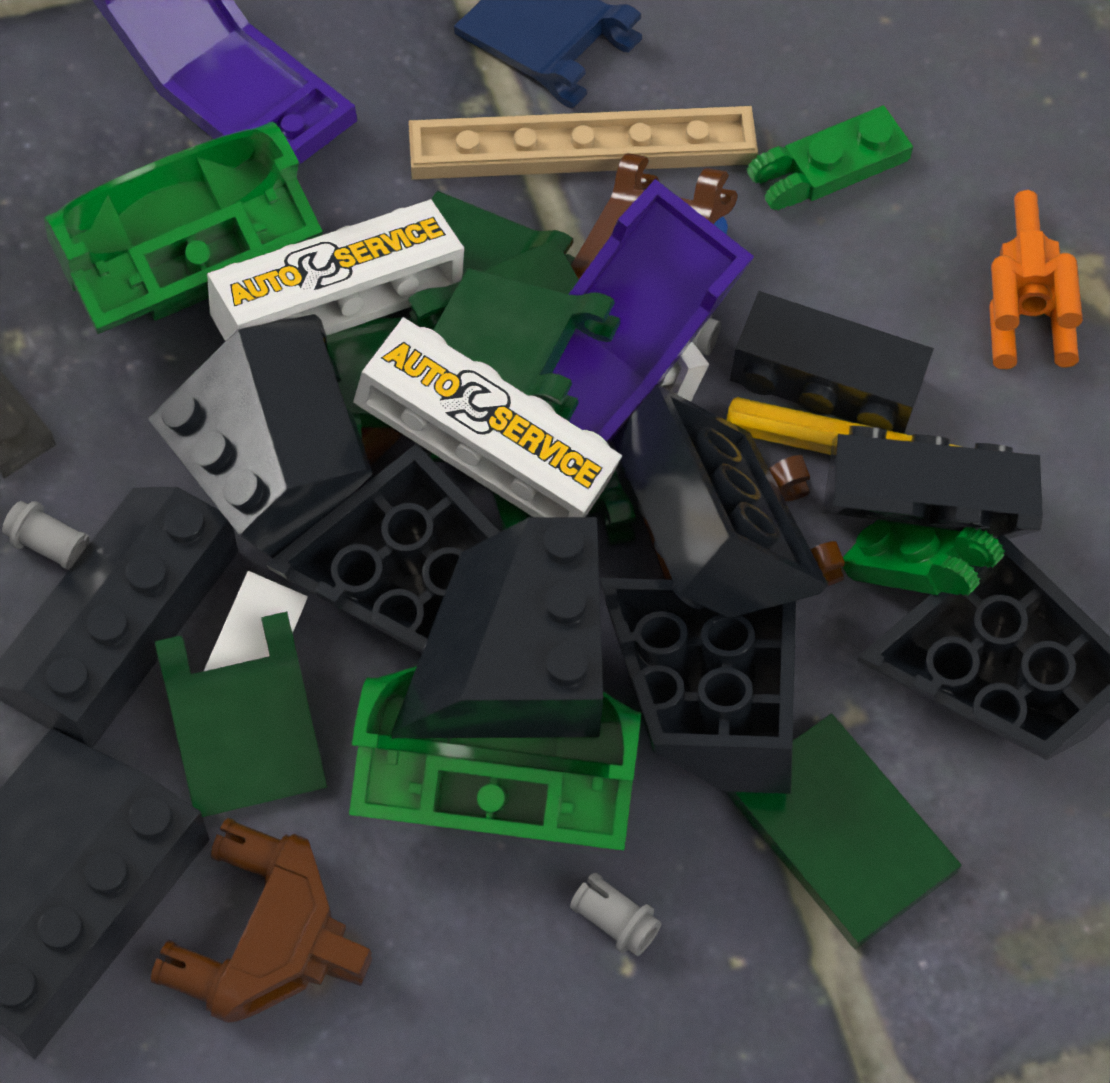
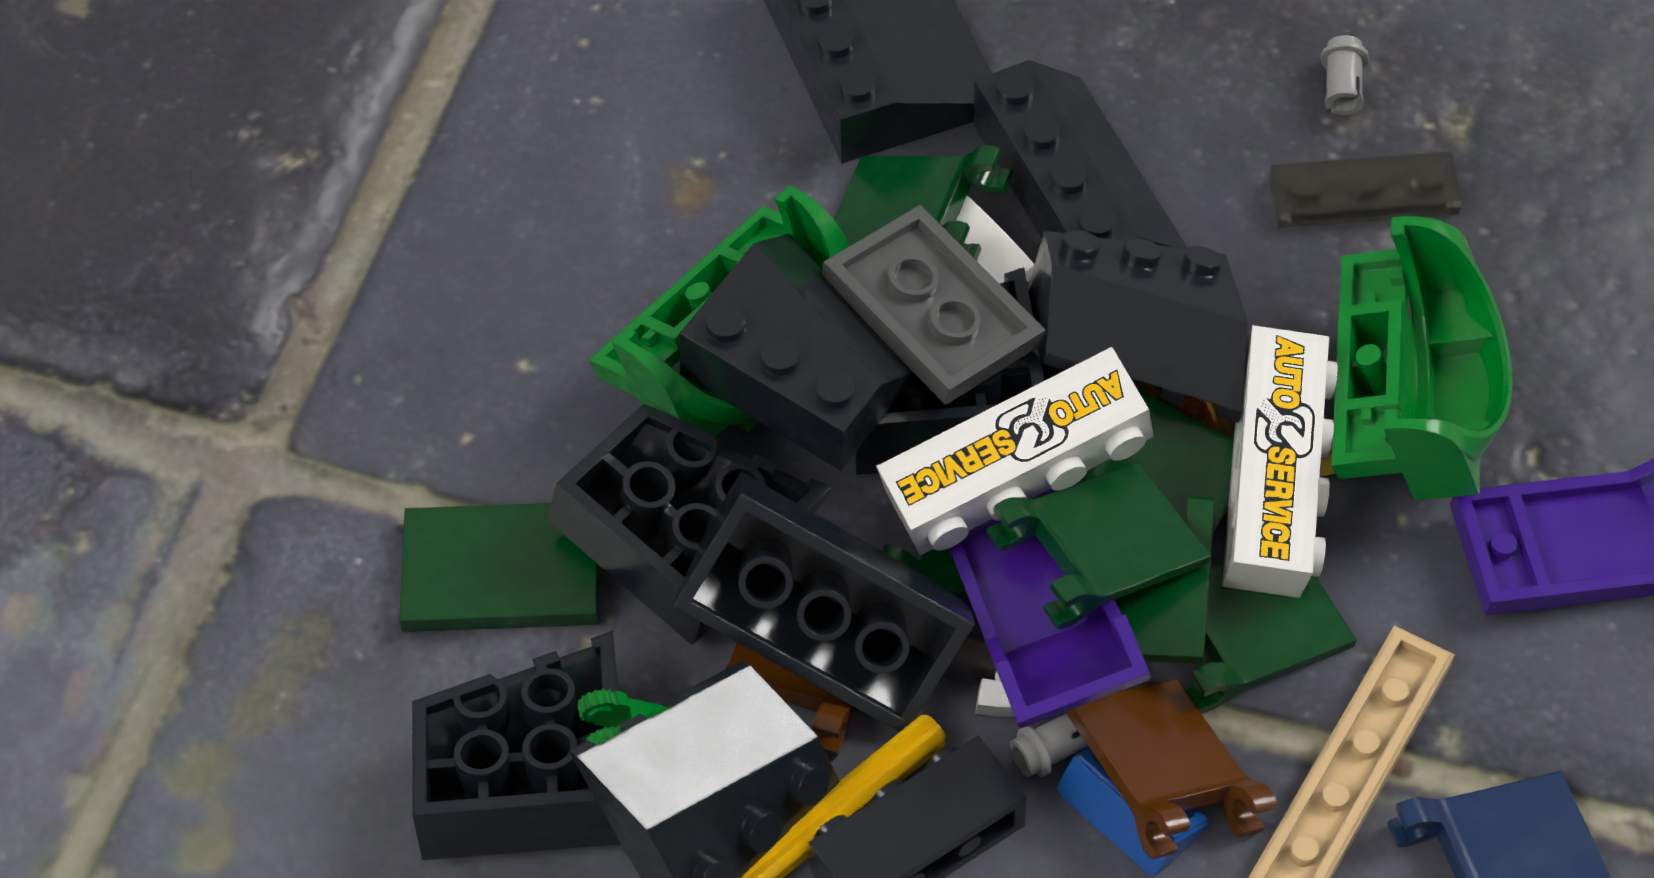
camera: 130 degrees right, 5 degrees down
(33, 528) = (1189, 165): light grey pin -> none
(285, 941) = (721, 157): reddish brown connector -> none
(383, 573) = (933, 304): none -> dark grey plate
(616, 915) = (559, 366): light grey pin -> none

